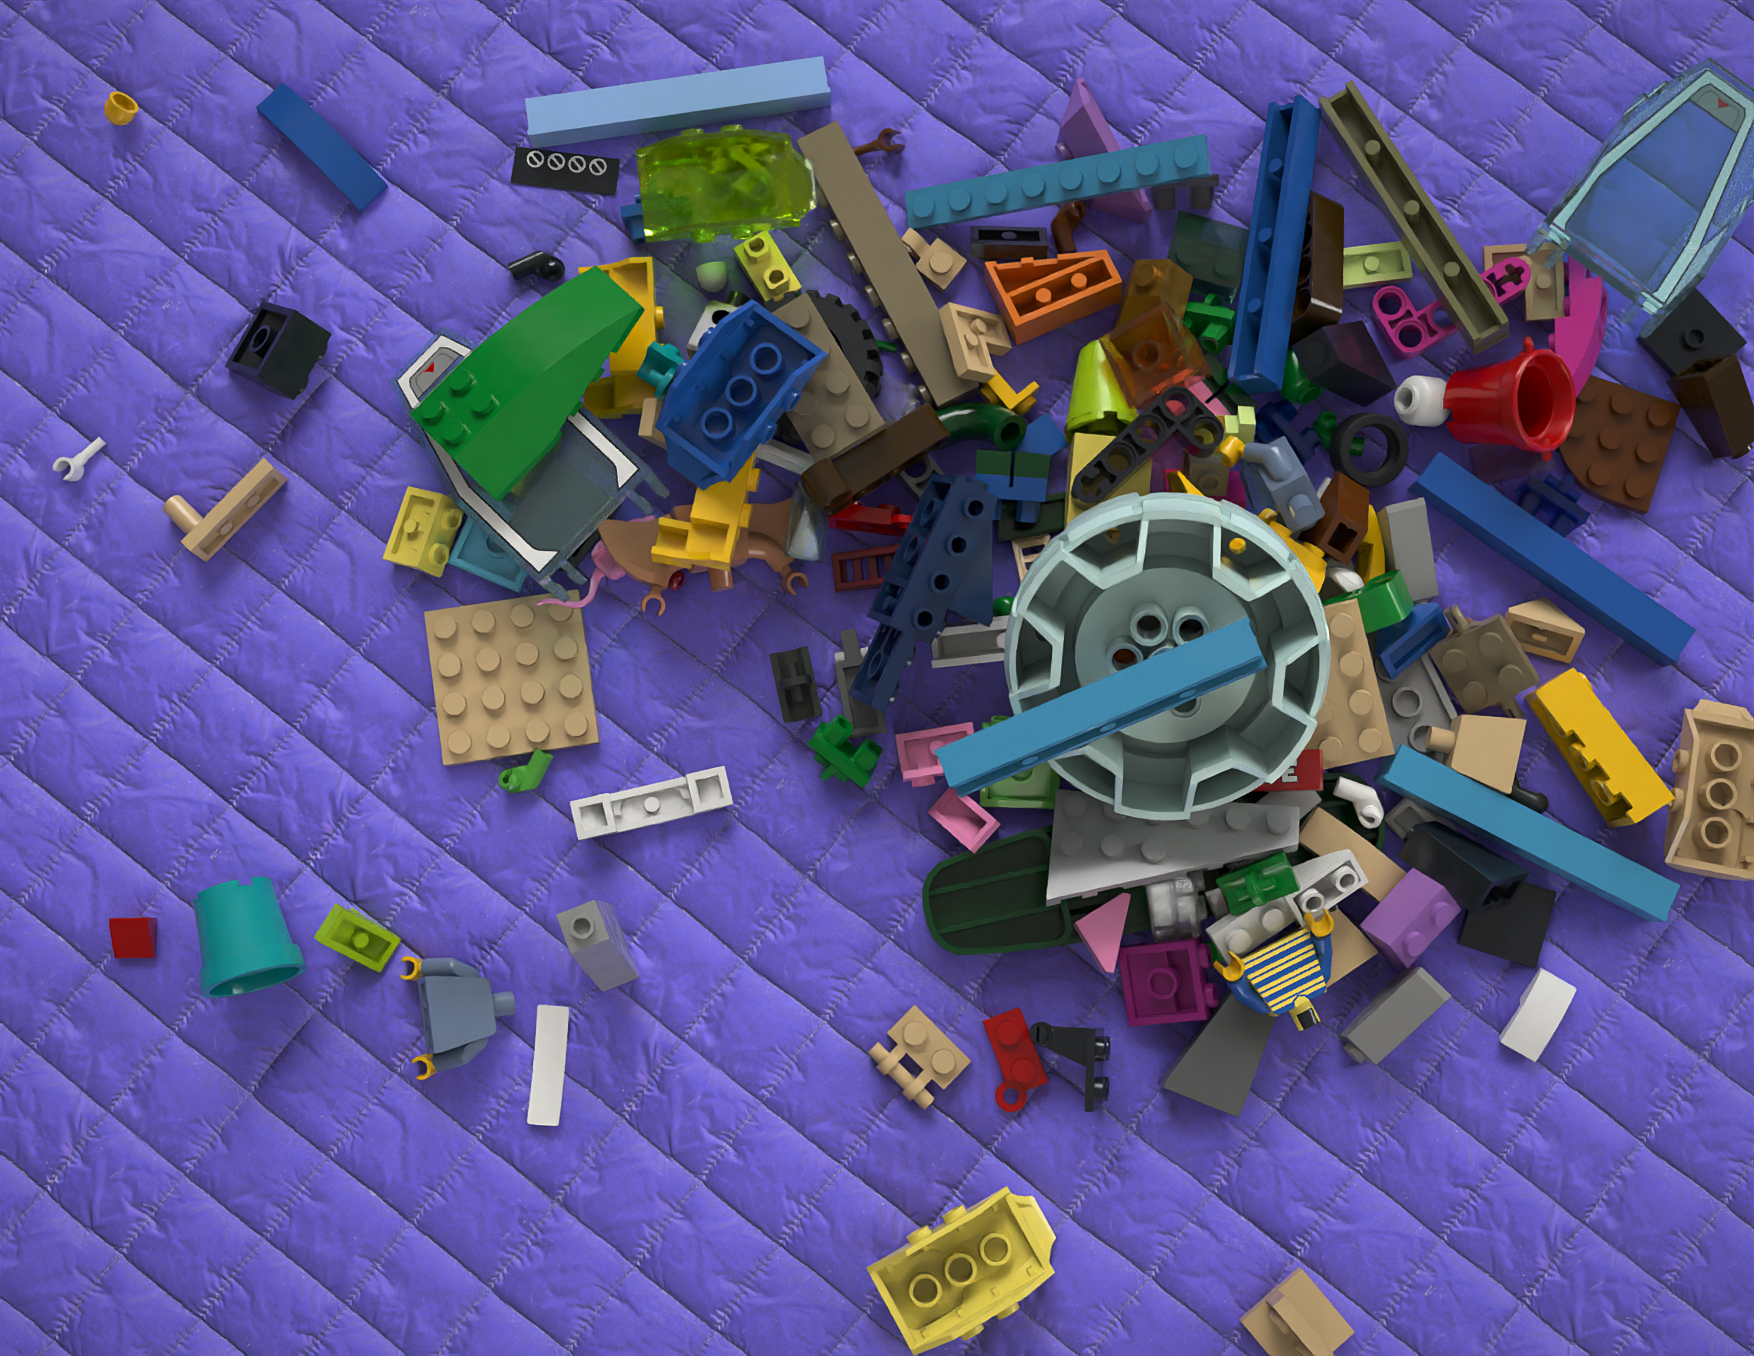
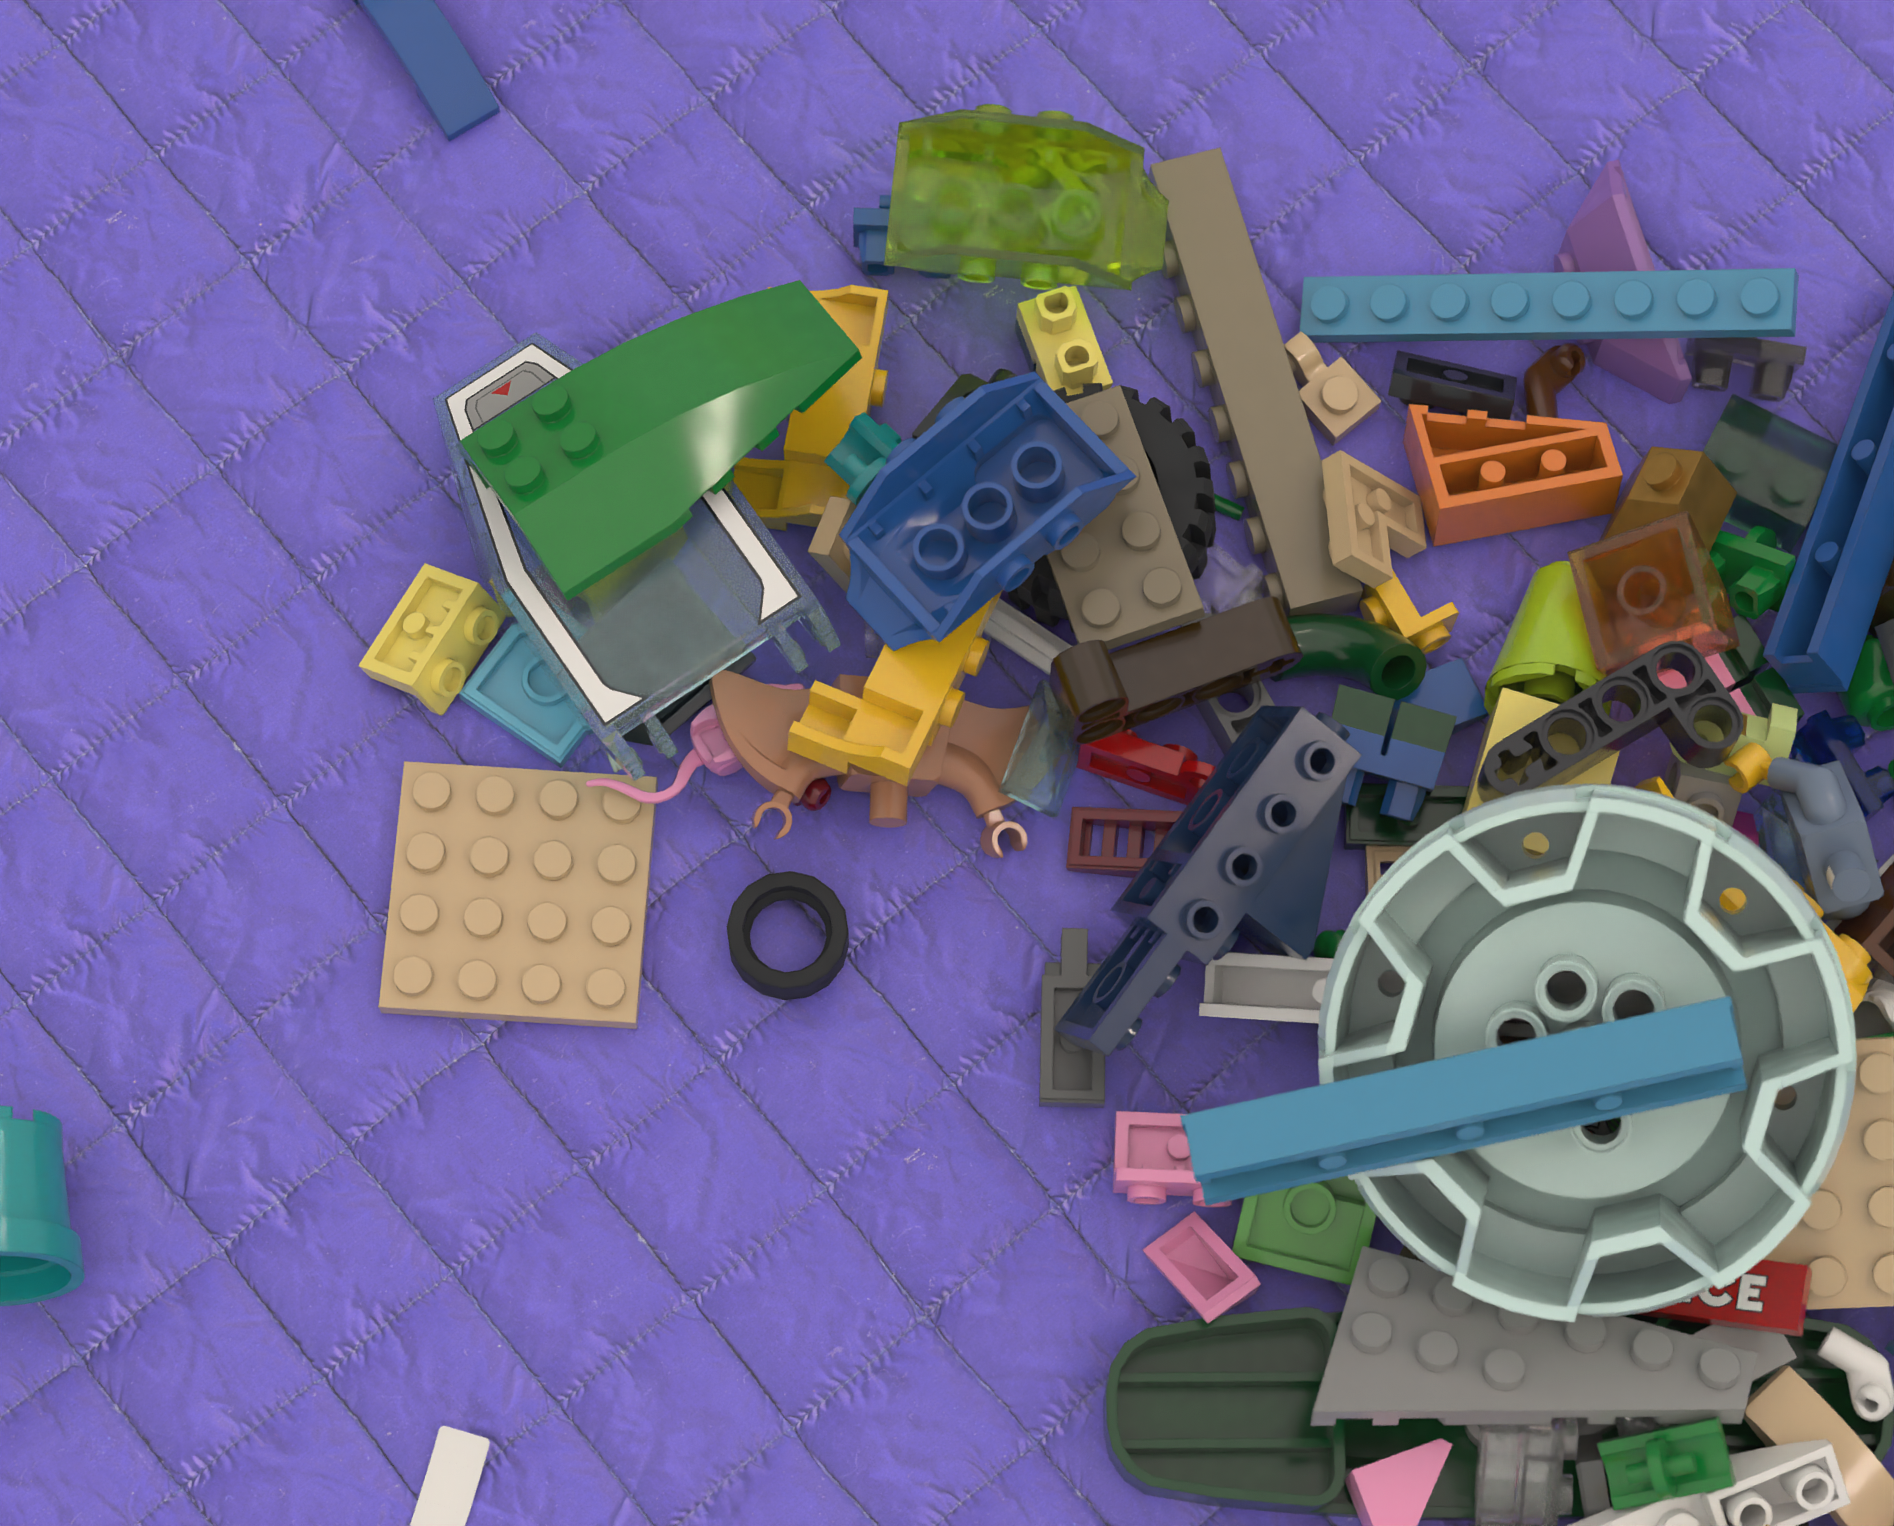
camera: 10 degrees right, 10 degrees down
(210, 533) = (101, 569): tan piece -> none
(279, 350) = (274, 317): black slope -> none
(357, 937) = (176, 1250): lime slope -> none
(455, 1011) = (305, 1403): sand blue torso -> none
(527, 776) = (507, 1054): bright green arm -> none
(540, 264) = (707, 272): black arm -> none
(565, 170) = (779, 143): black sticker -> none
(598, 943) = (565, 1335): light grey slope -> none
(651, 804) = (698, 1140): white slope -> none
(658, 647) = (783, 887): none -> black tyre
(677, 102) = (967, 70): light blue tile -> none
(712, 276) = (975, 343): hinge -> none
(795, 685) = (972, 998): pearl dark grey hips -> none
(842, 757) = (1020, 1127): green hips -> none
(881, 143) = (1284, 199): reddish brown hand -> none

